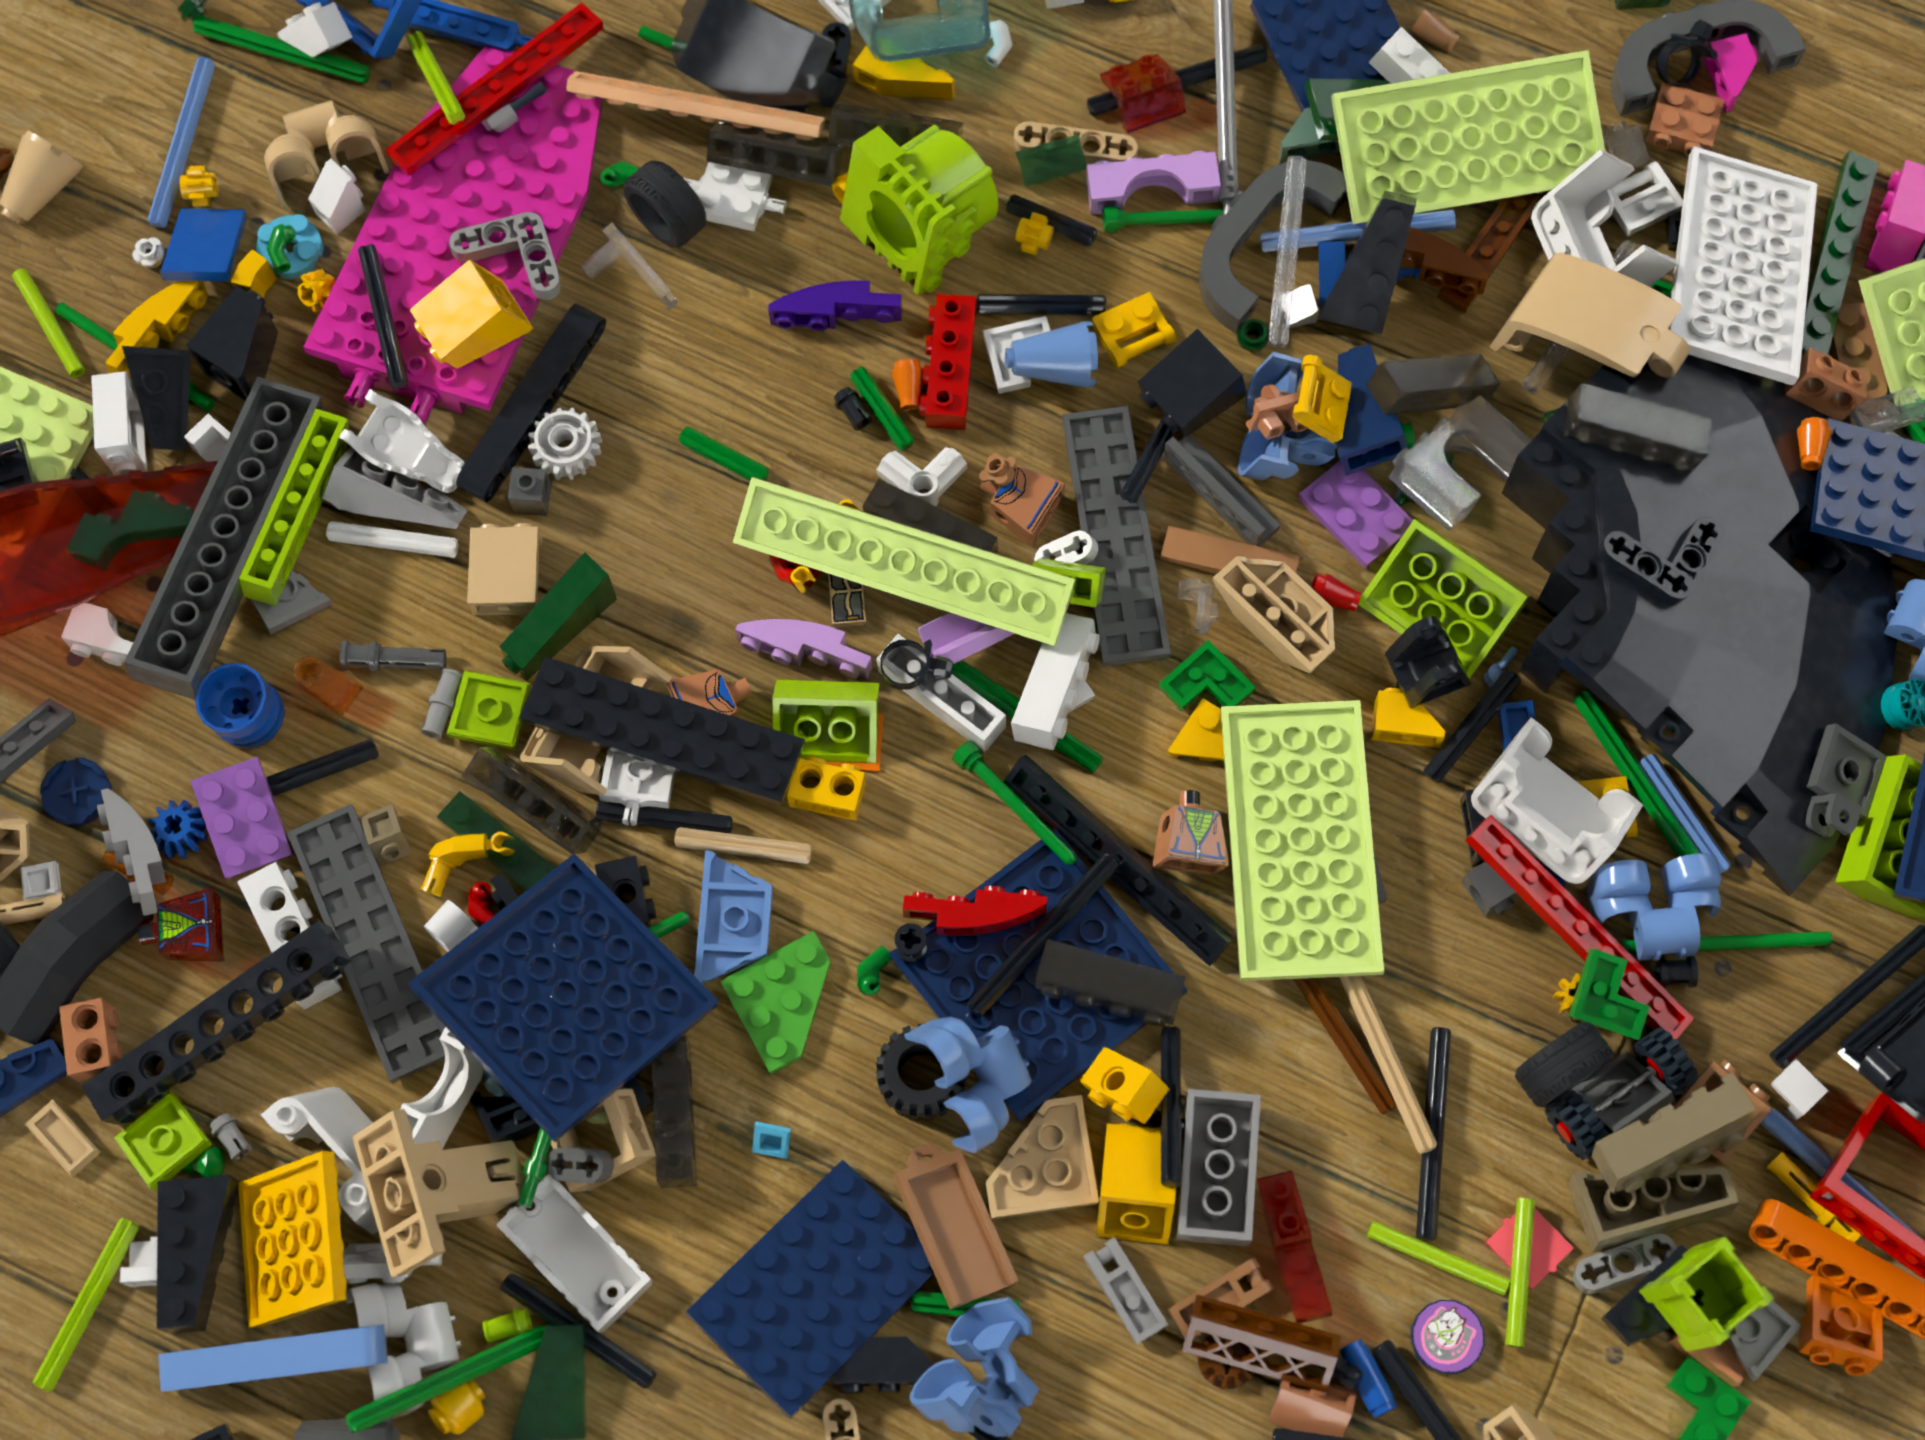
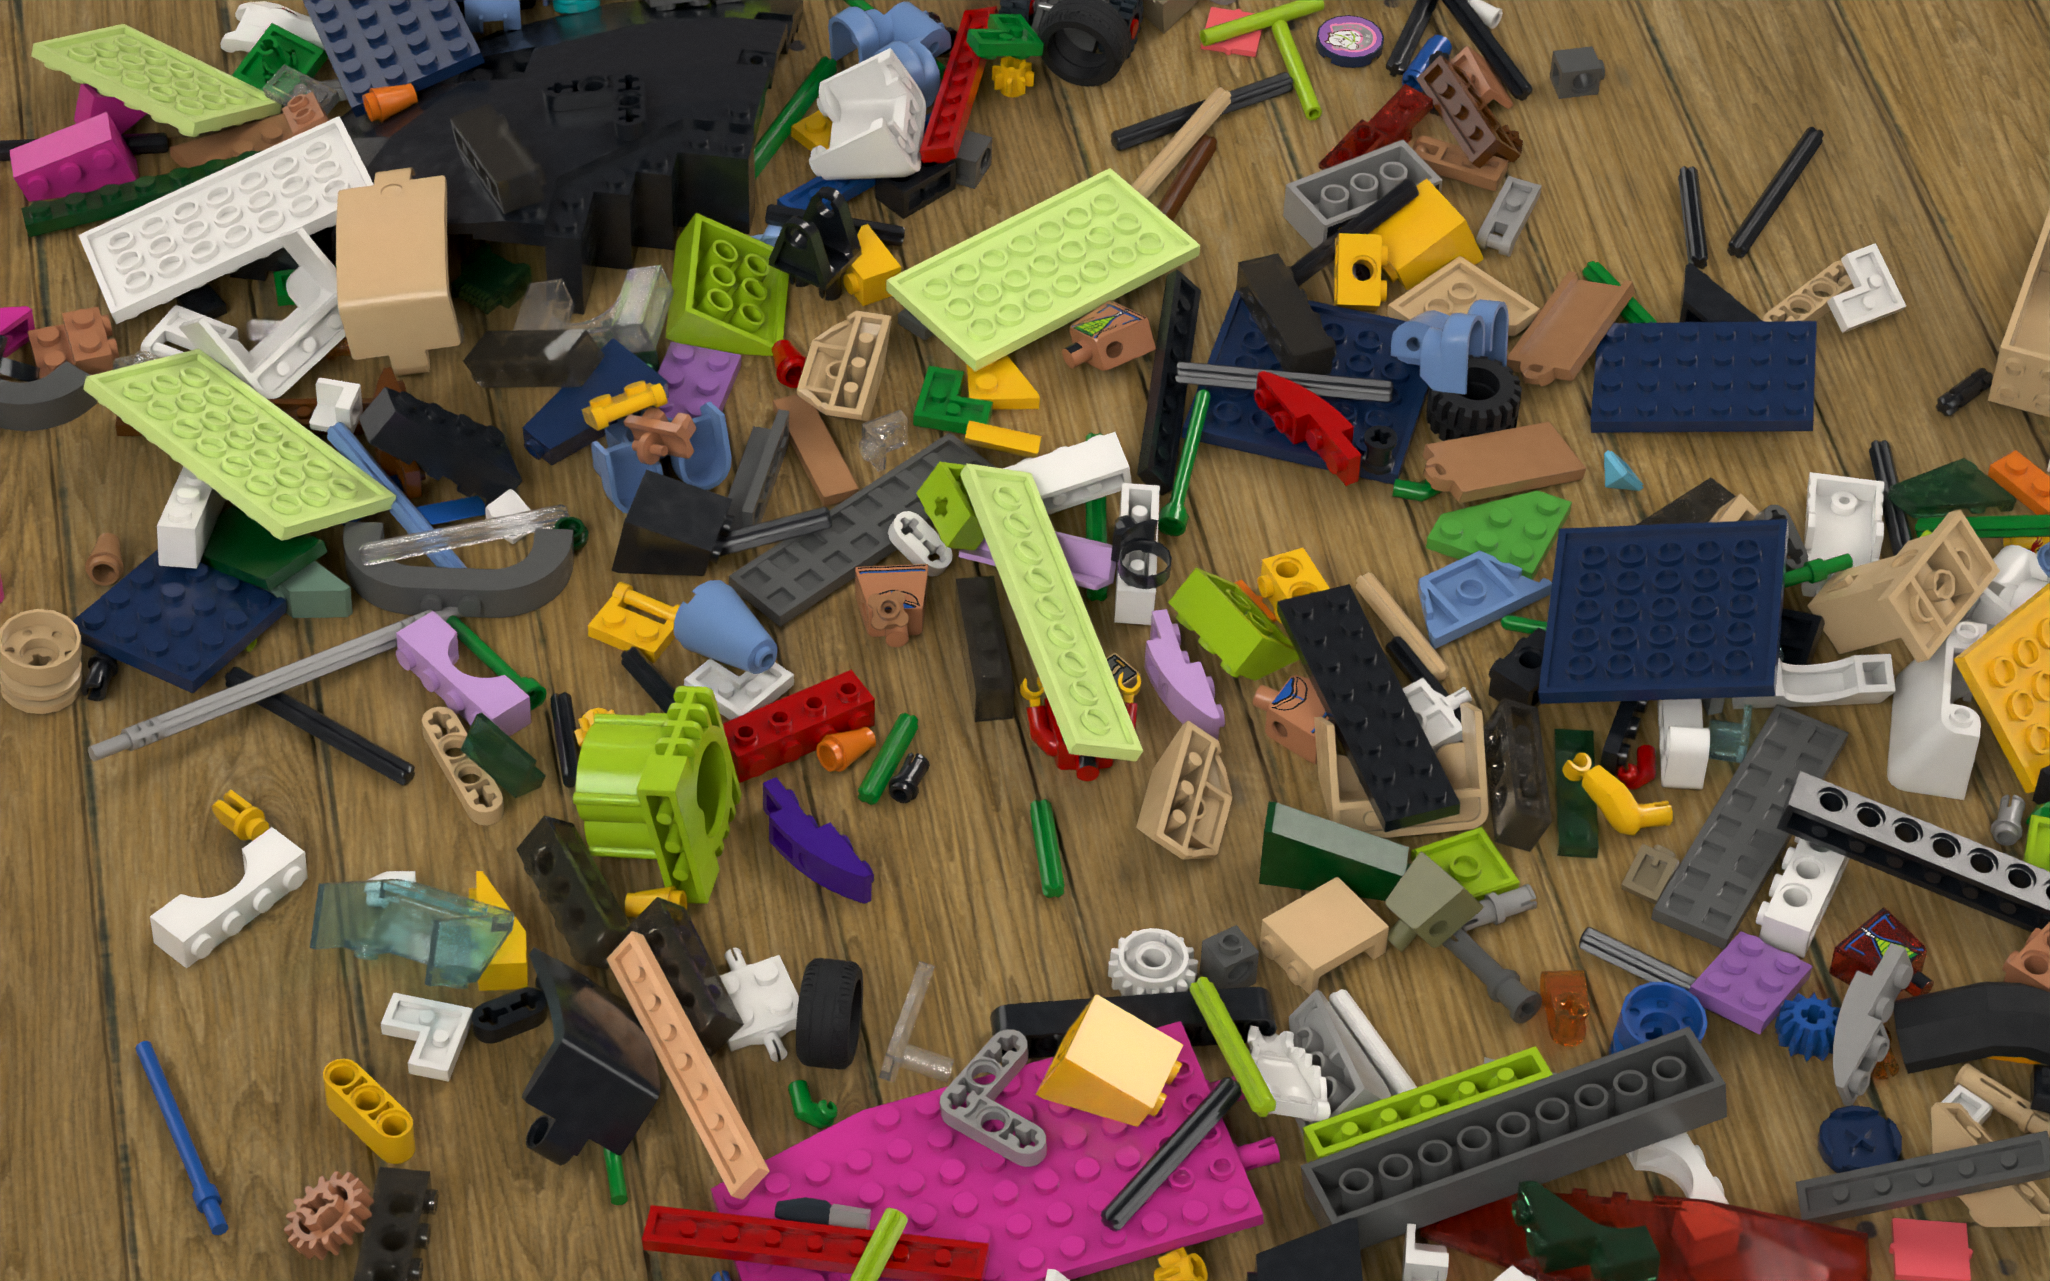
camera: 130 degrees left, 25 degrees down
(433, 410) = (1233, 1047): none -> lime axle
(465, 647) = (1428, 905): none -> olive torso
(679, 556) = (1188, 796): none -> tan wedge
(844, 1046) = (1501, 462): none -> medium nougat piece
(935, 476) = (941, 675): white piece -> none
(952, 1394) = (1697, 232): medium blue piece -> none
(1124, 674) = (1002, 439): none -> yellow slope
(1145, 92) = (351, 741): clear red bracket -> none
(1479, 238) = (336, 403): none -> white panel
(1683, 810) = (792, 81): medium blue axle -> none

